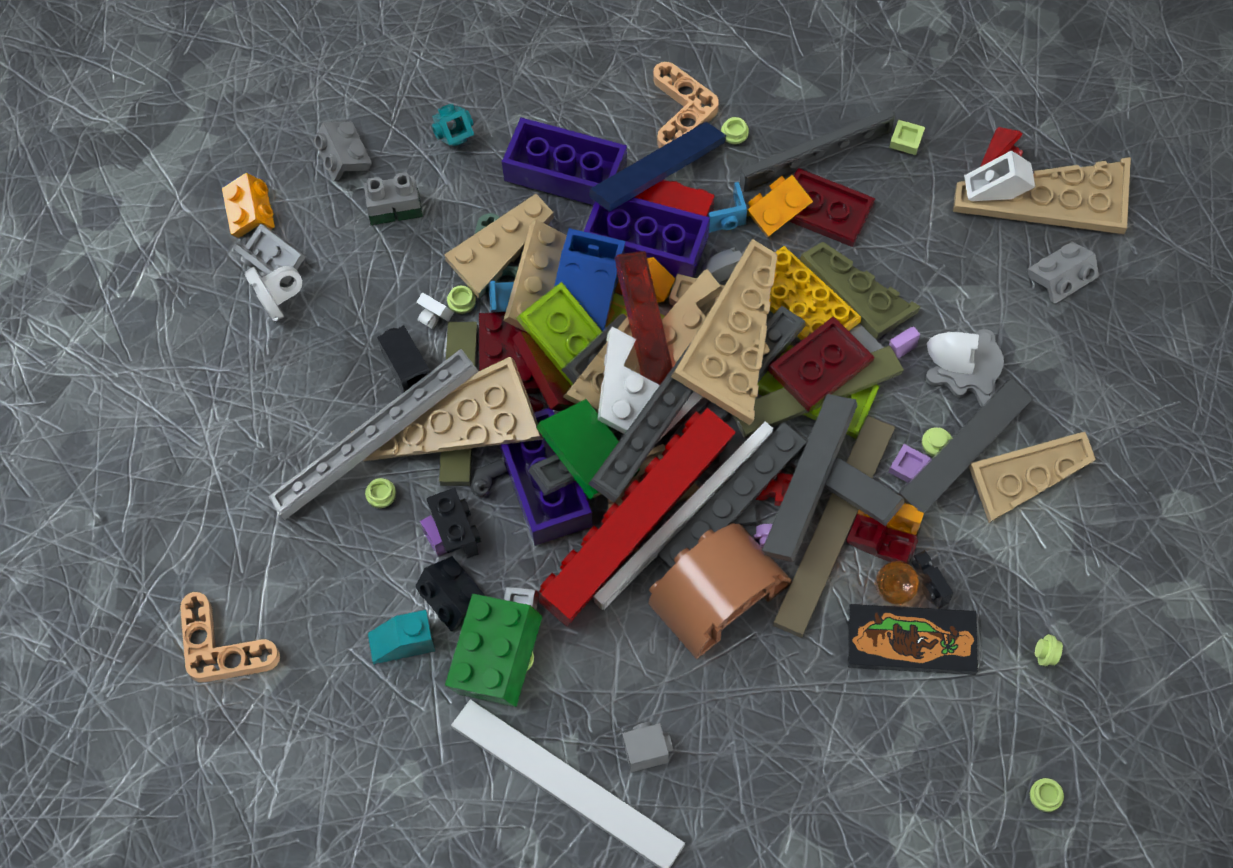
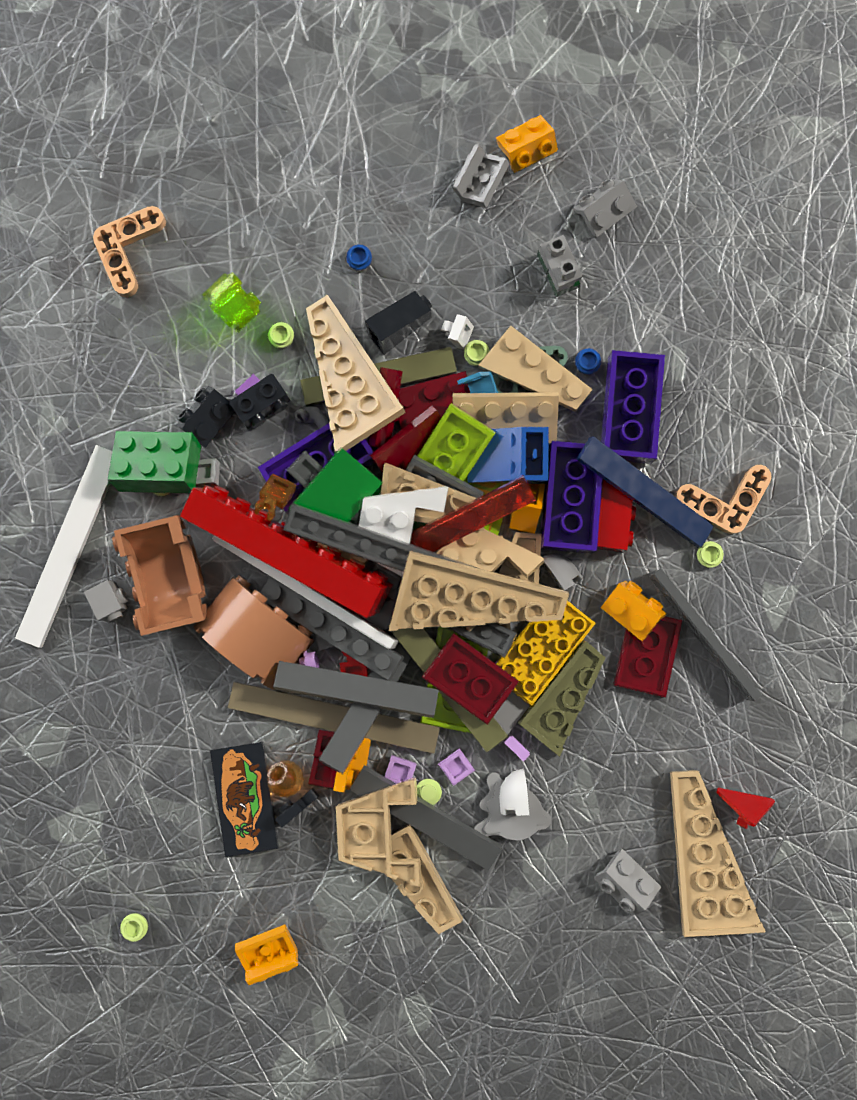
camera: 80 degrees right, 20 degrees up
(269, 290) = (438, 187): white tile -> none
(317, 394) = (359, 257): none -> blue plate
(329, 528) = (232, 302): none -> clear neon green brick
(372, 434) = (323, 315): light grey tile -> none
(402, 637) = (158, 388): teal slope -> none
(459, 131) = (650, 296): teal brick -> none
(502, 198) = (588, 361): none -> blue plate
(572, 509) = (274, 493): none -> clear orange plate
(633, 667) = (163, 573): none -> nougat cylinder
(731, 217) = (610, 569): dark azure bracket -> none
(907, 137) = (740, 716): yellowish green plate -> none
(913, 410) = (456, 766): none -> lavender tile
(968, 504) = (366, 832): none -> tan wing
(1000, 179) = (704, 811): white slope -> none
(1048, 650) = (254, 914): yellowish green plate -> none
(1097, 644) = (267, 954): none -> light orange bracket

